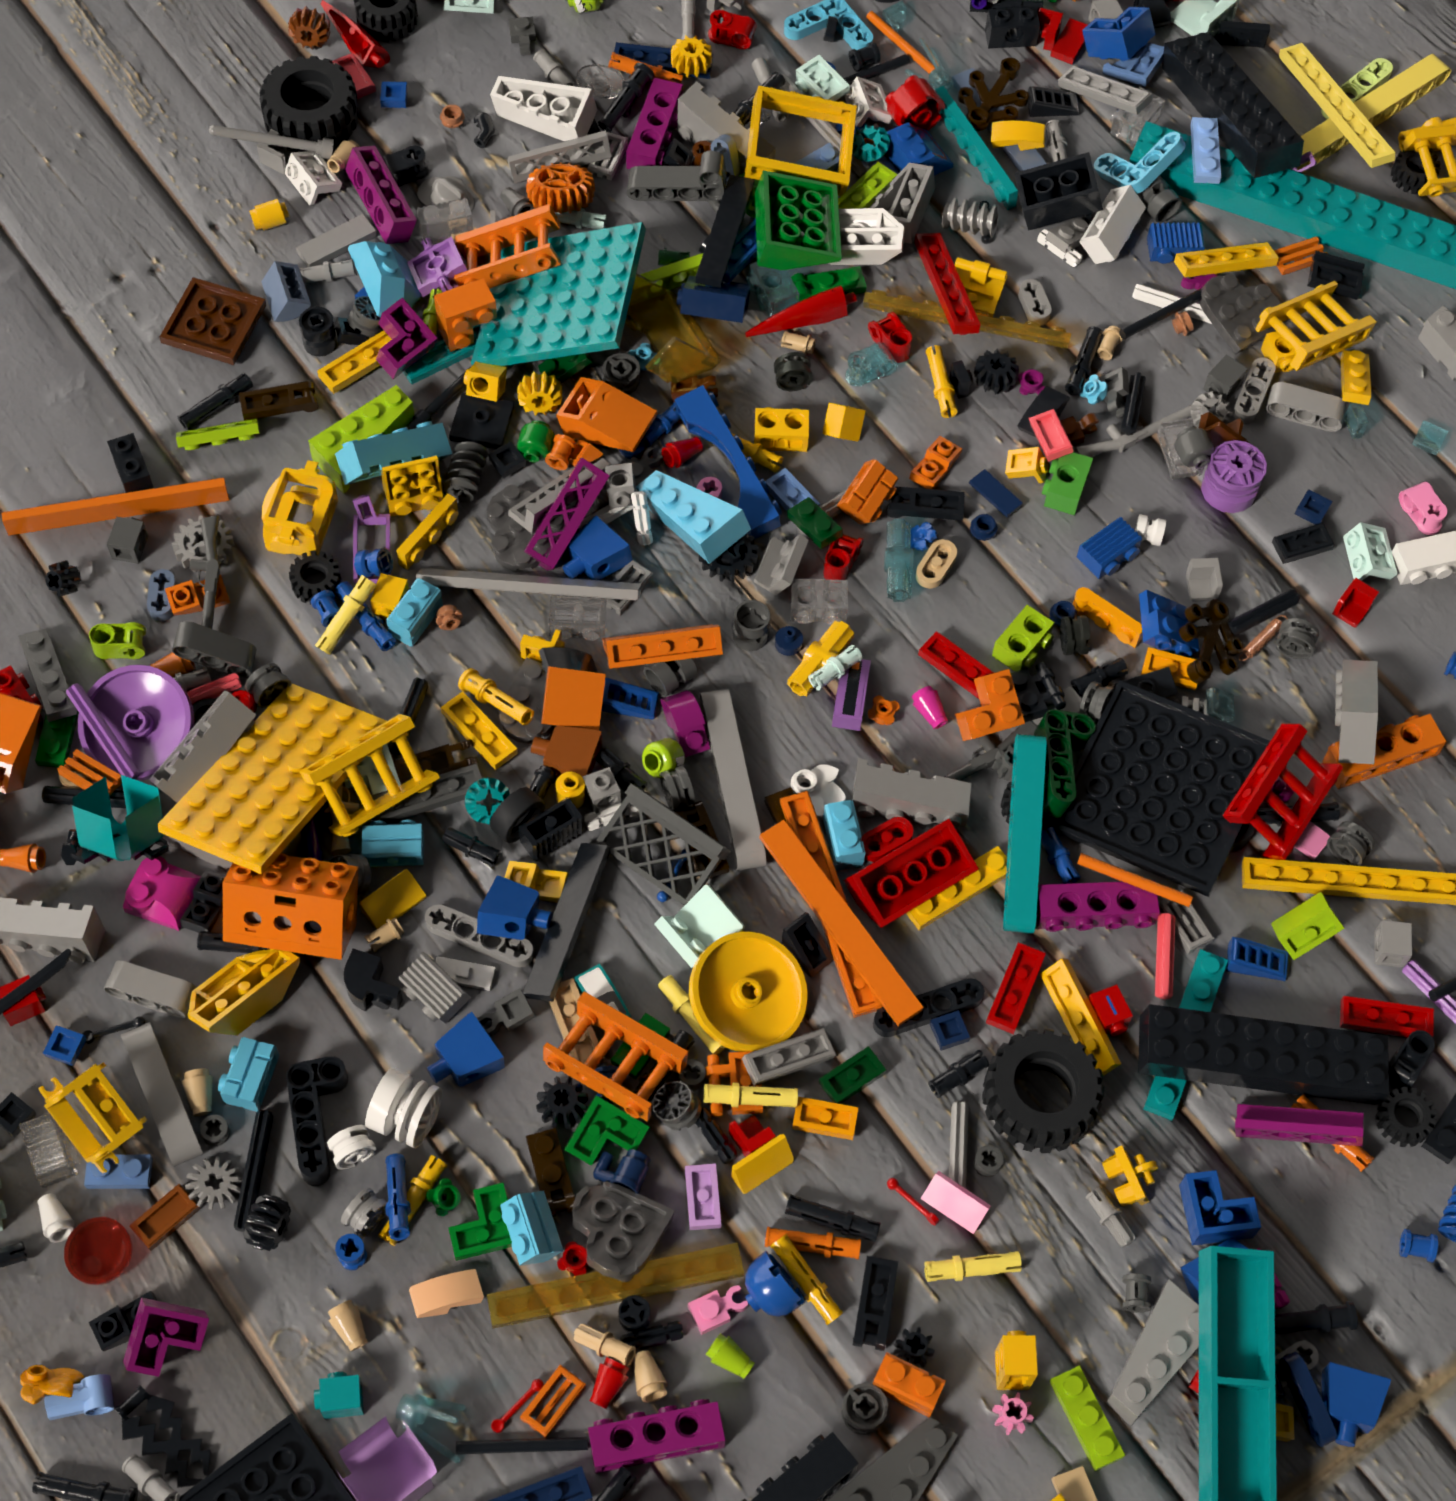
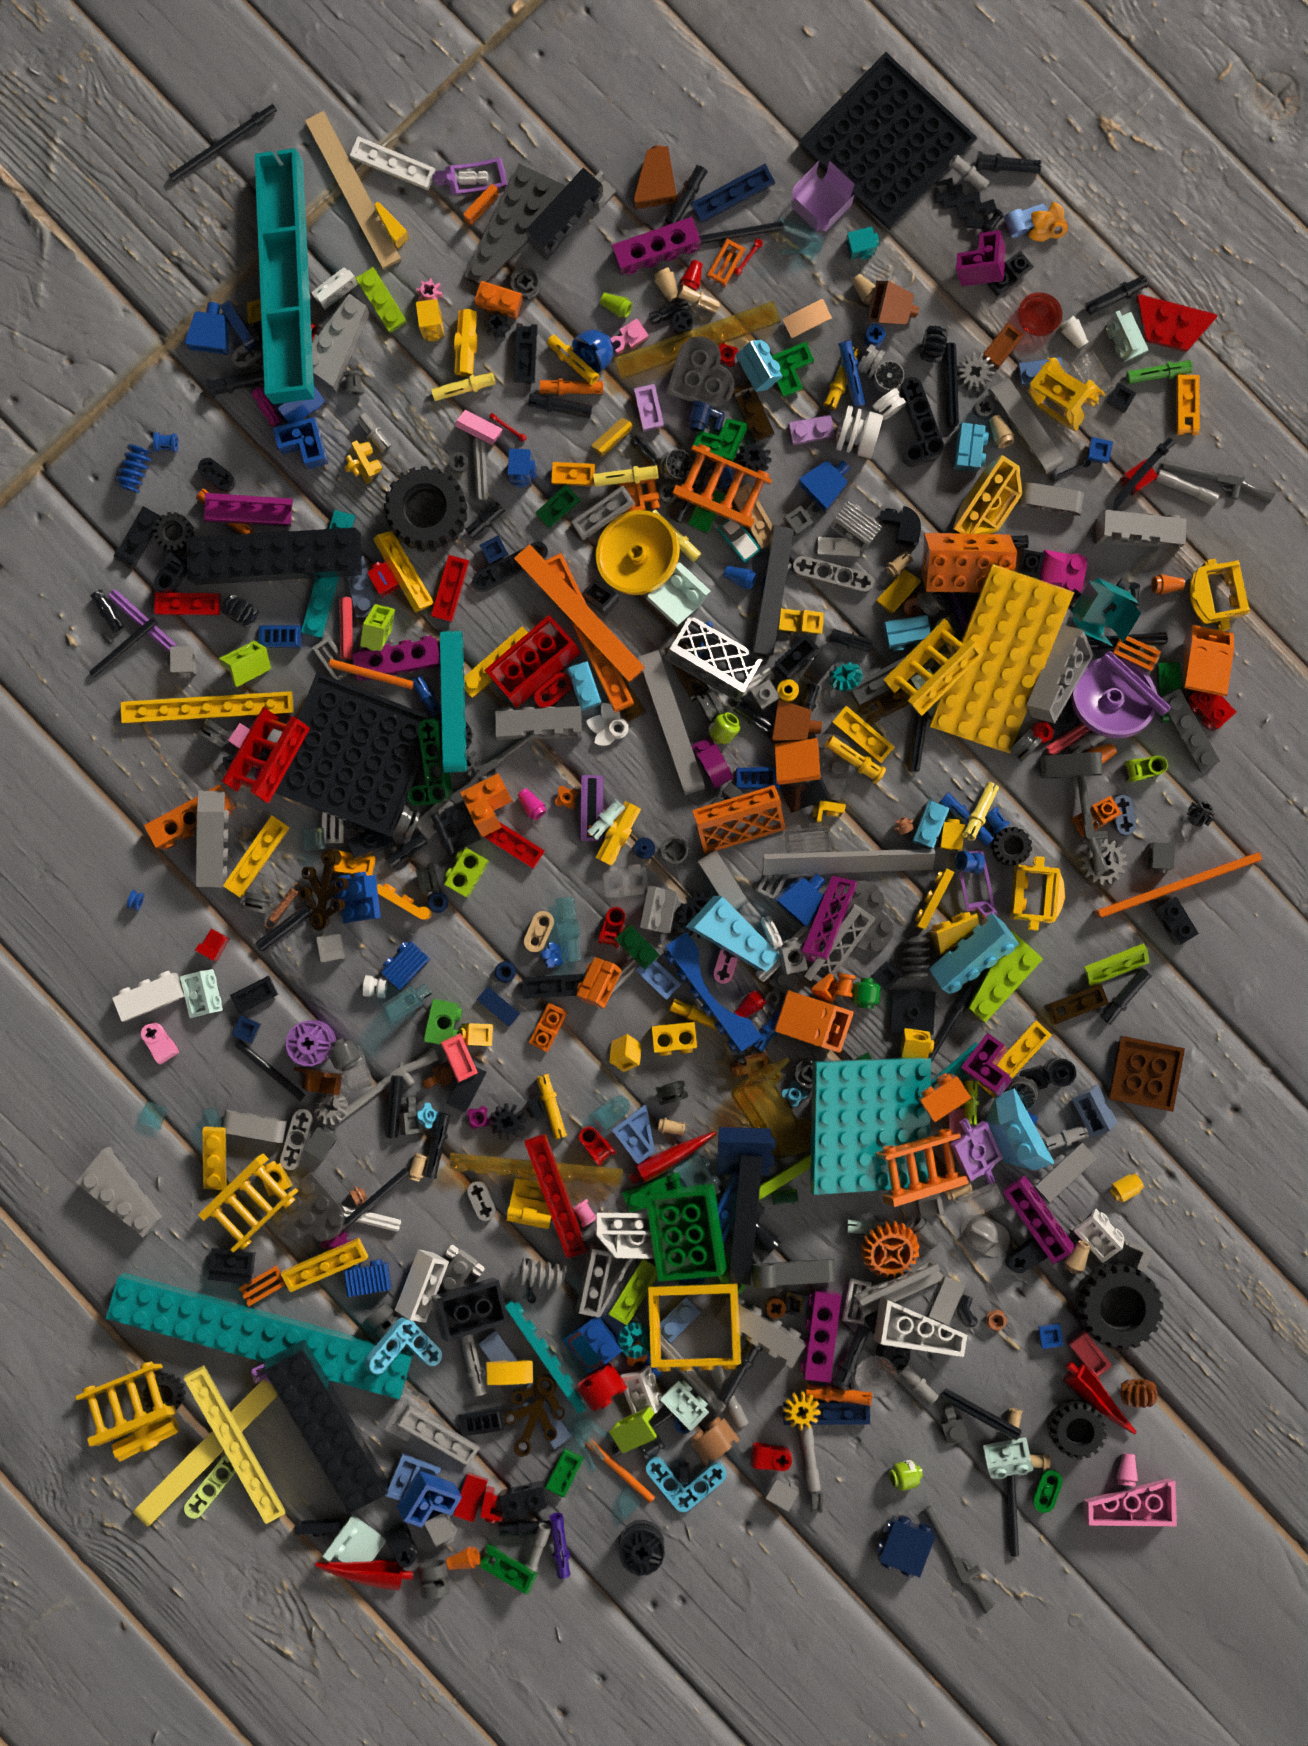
camera: 175 degrees right, 25 degrees up
(318, 1286) = (891, 304): none -> dark orange torso
(321, 147) = (1097, 1261): light grey piece -> none
(341, 1188) = (888, 377): none -> light grey wheel
(379, 876) = (911, 607): none -> dark orange tile
(452, 1195) = (820, 382): green plate -> none
(457, 22) = (1014, 1416): none -> tan pin
(470, 1135) = (811, 430): none -> lavender plate
(490, 34) = (981, 1414): none -> black axle
(504, 142) = (946, 1300): none -> light grey tile
(511, 910) = (813, 589): blue torso -> none
(539, 393) = (870, 1037): yellow gear -> none
(607, 947) = (742, 577): none -> blue cone
(694, 586) = (722, 880): none -> light grey beam
(700, 219) = (766, 1239): none -> black cone
(730, 156) = (756, 1301): sand blue beam -> none
(750, 1135) = (621, 454): red panel -> none
(793, 44) = (713, 1441): none -> medium nougat brick
(840, 338) = (636, 1135): none -> medium blue wing
(883, 66) = (633, 1430): none -> lime panel
(900, 1127) = (521, 467): none -> blue brick
(913, 272) = (584, 1213): none -> bright pink bush
(964, 47) = (564, 1472): none -> green plate
(964, 1330) = (465, 342): none -> yellow piece
(1113, 500) = (398, 1009): none -> clear light blue torso
(1122, 938) = (377, 627): none -> lime brick
(1138, 993) = (361, 592): none -> sand blue plate
(1159, 1442) = (334, 288): none -> white bracket
(1205, 150) = (347, 1368): light blue plate -> none
(1282, 462) = (277, 1076): none -> black piece
(1296, 694) = (256, 856): none -> yellow plate
(1313, 991) = (239, 611): none -> black gear
(1343, 1191) = (213, 478): none -> black beam

